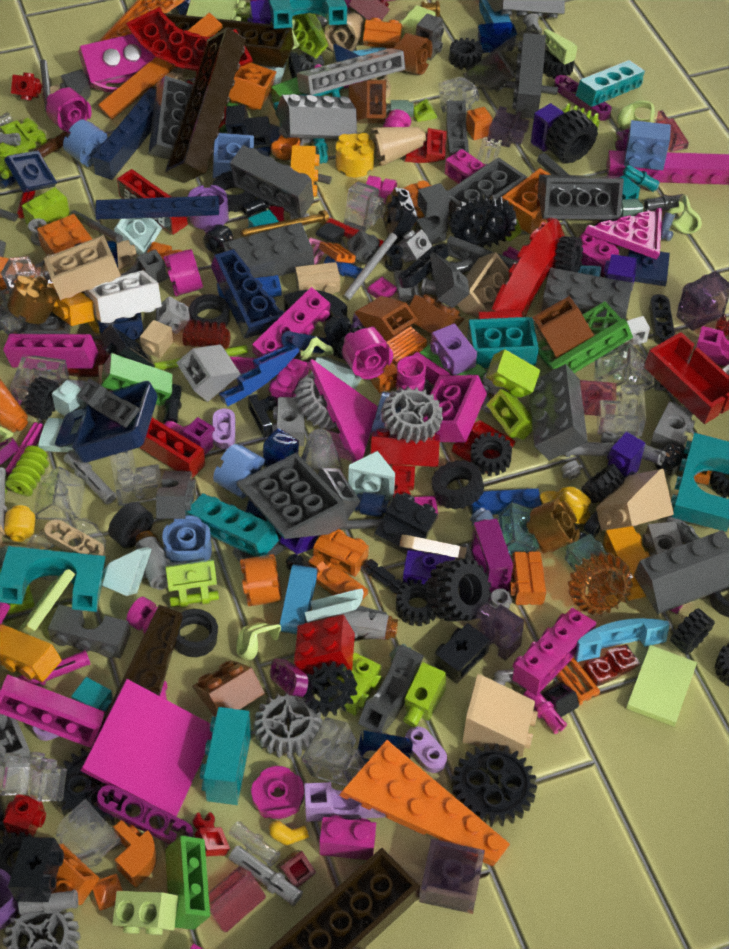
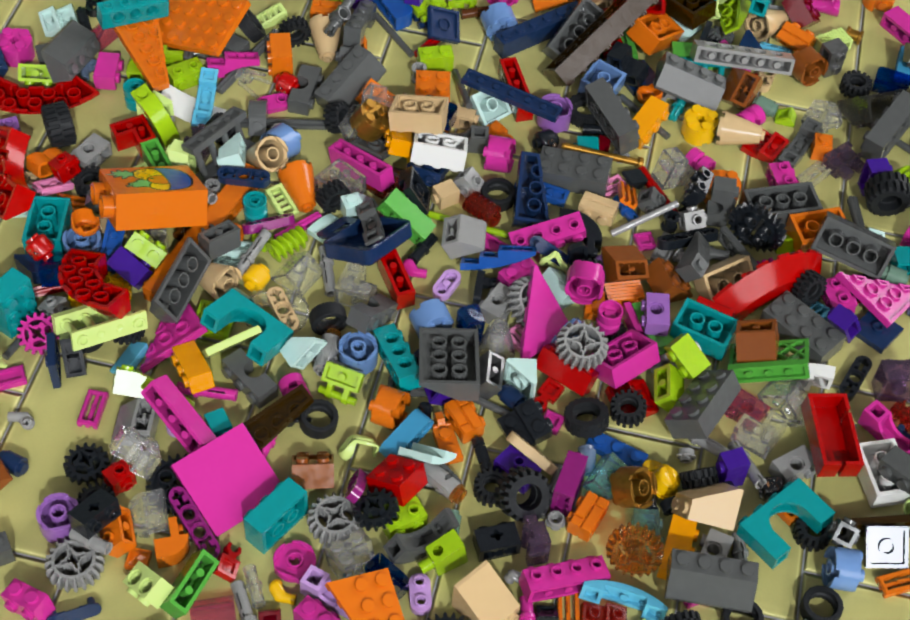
camera: 30 degrees right, 0 degrees up
(200, 434) = (422, 281): magenta brick -> none

